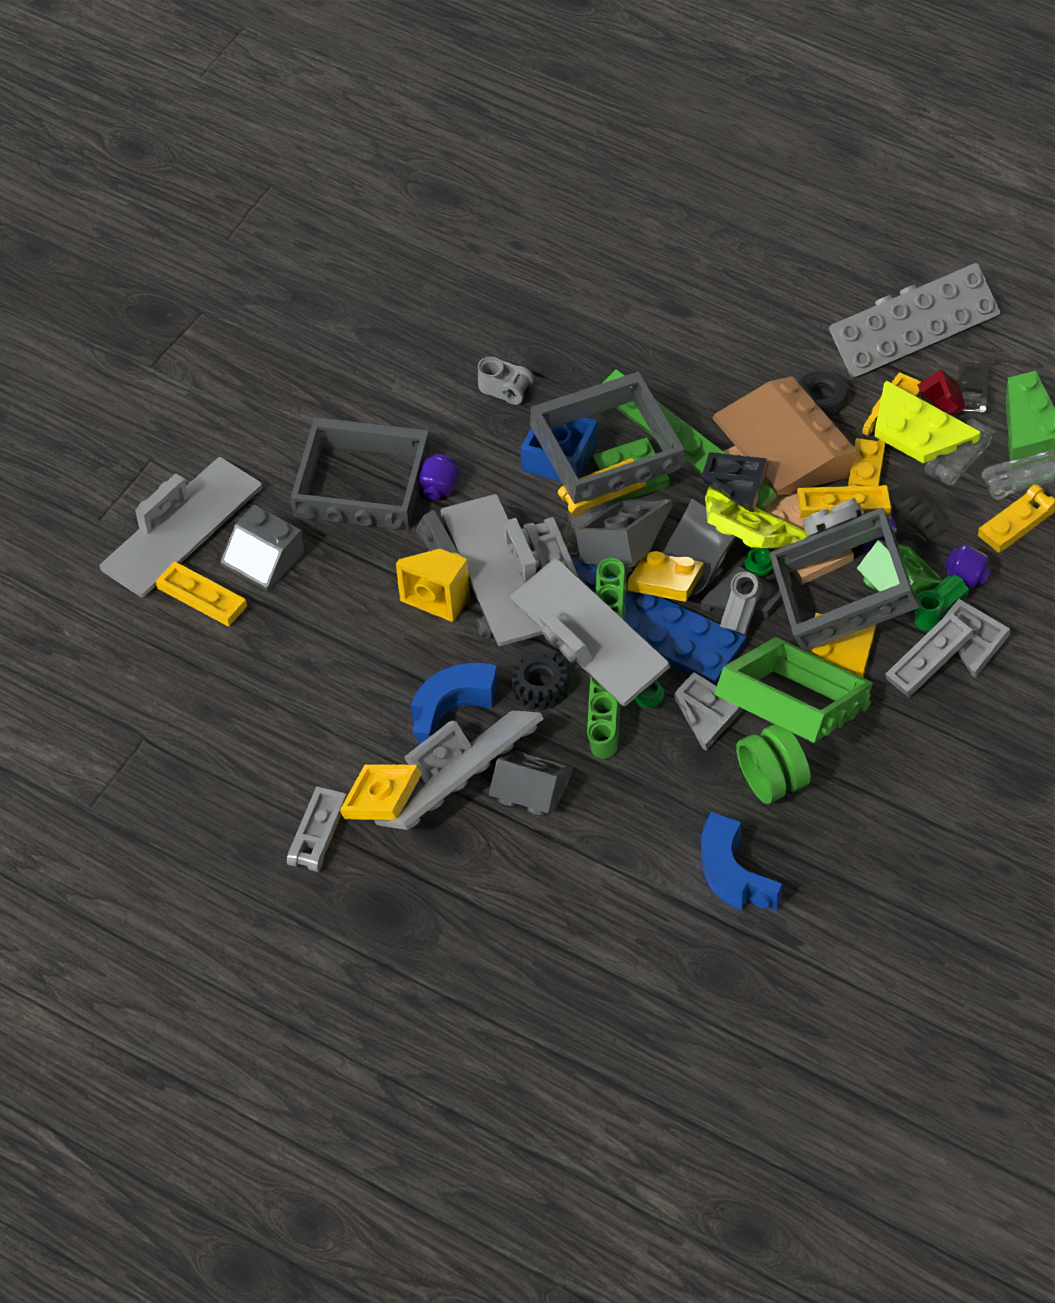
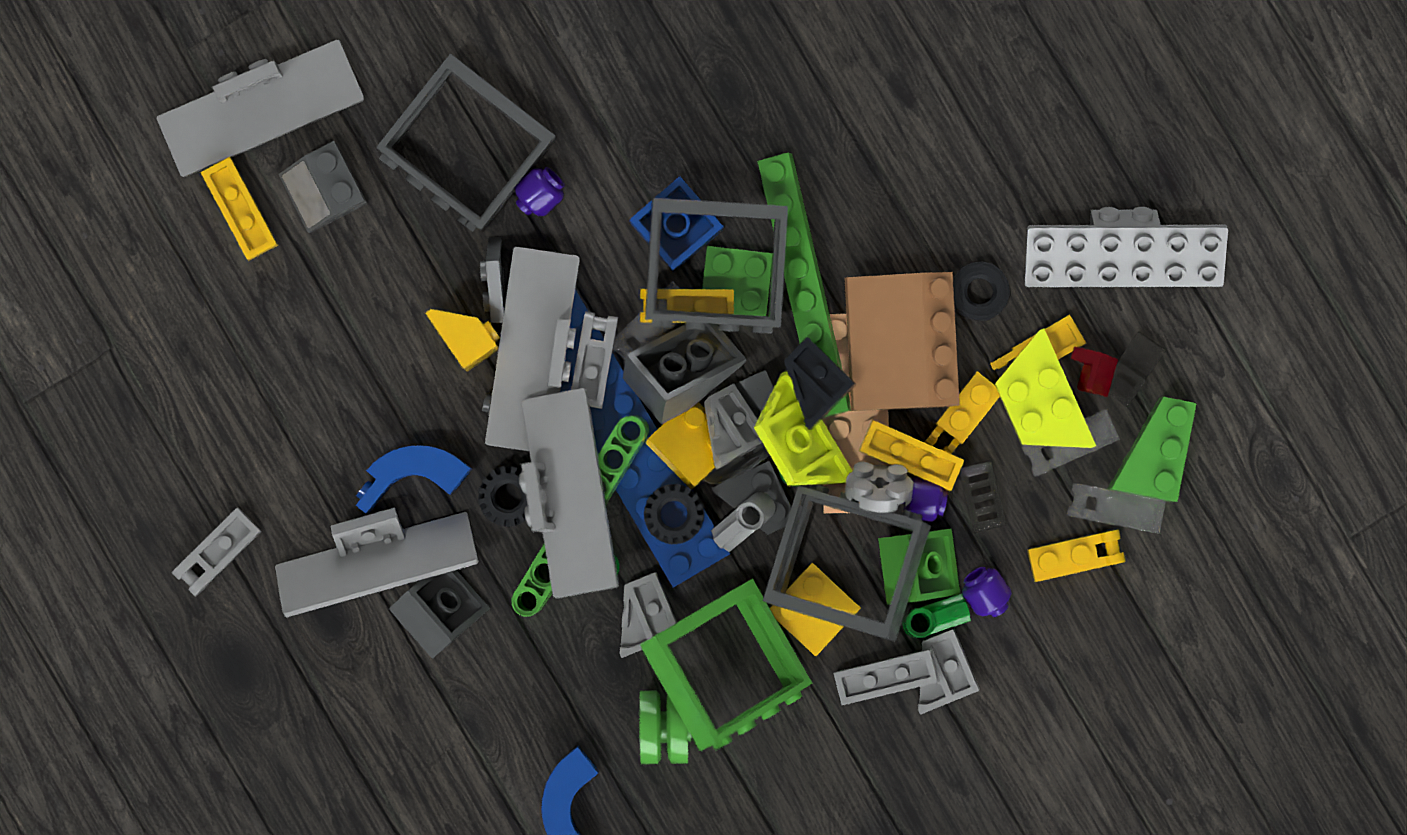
camera: 20 degrees right, 35 degrees up
(380, 792) = (291, 550): yellow plate -> none
(502, 379) = (672, 101): light grey piece -> none
(682, 606) = (653, 509): none -> black tyre
(689, 547) = (730, 426): none -> light grey wing

